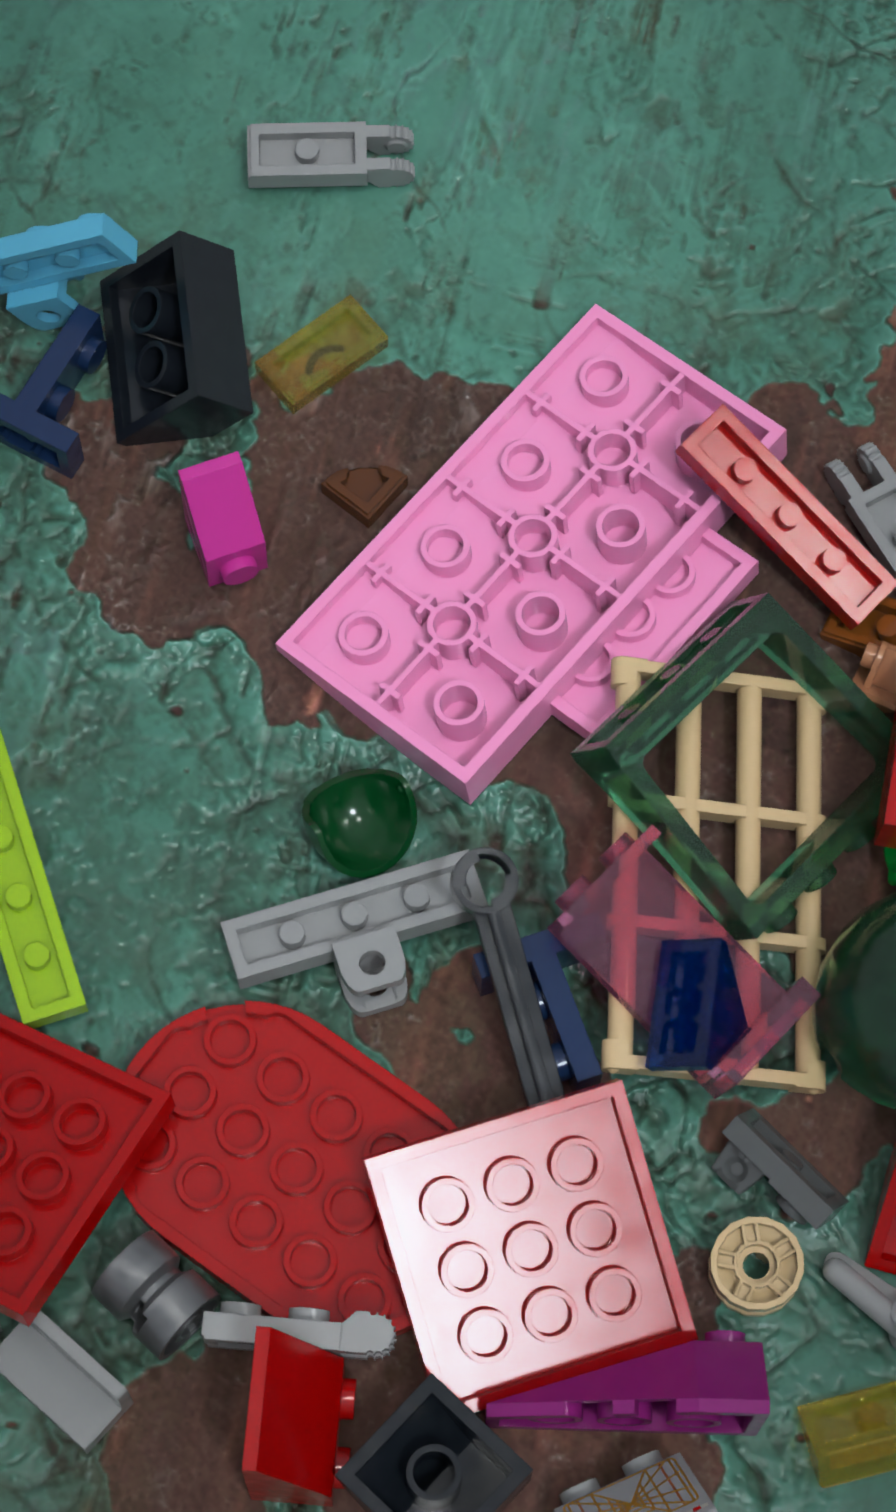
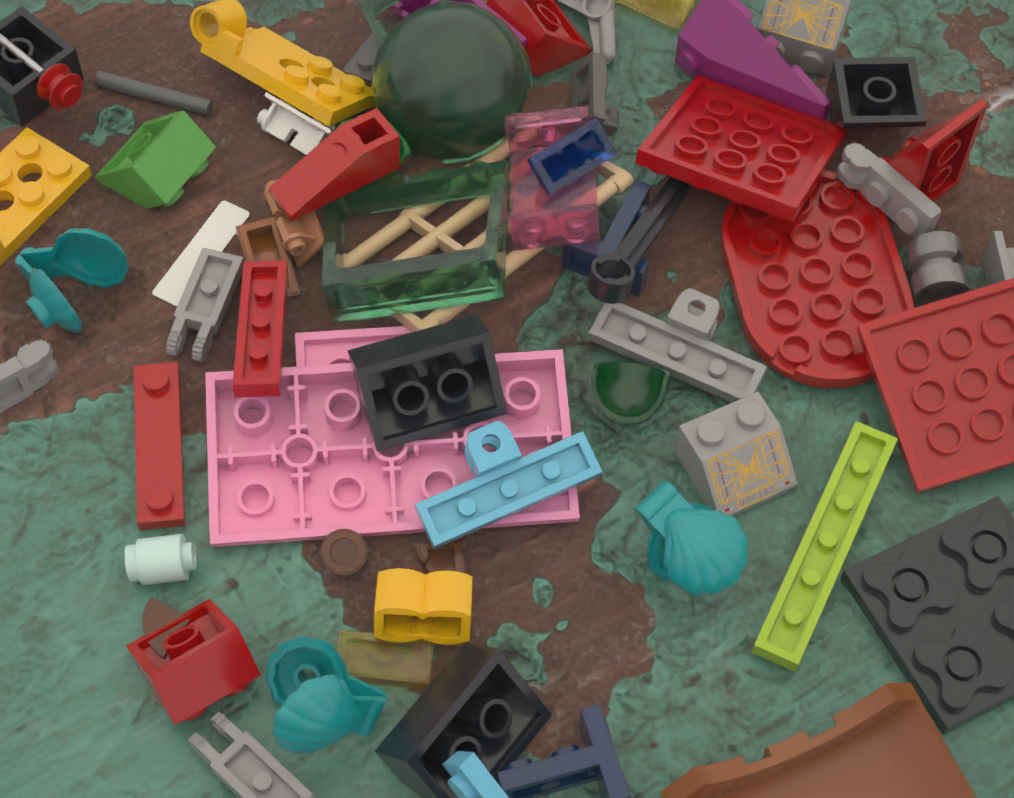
camera: 135 degrees left, 10 degrees down
(106, 655) = (692, 542): none -> teal animal
(178, 849) = (736, 456): none -> light grey slope
(223, 520) = (546, 593): dark pink slope -> none
(329, 412) = (423, 606): none -> yellow brick
(359, 266) = (319, 708): none -> teal animal
(374, 585) = (504, 482): none -> medium azure plate
(464, 407) = (344, 552): none -> reddish brown tile
(484, 188) = (200, 665): none -> red slope
(552, 206) = (157, 616): none -> reddish brown tile
(556, 602) = (428, 381): none -> black slope
(620, 247) = (160, 559): none -> light aqua brick
(761, 355) = (159, 446): none -> plate
(771, 1244) = (631, 72): tan wheel -> none

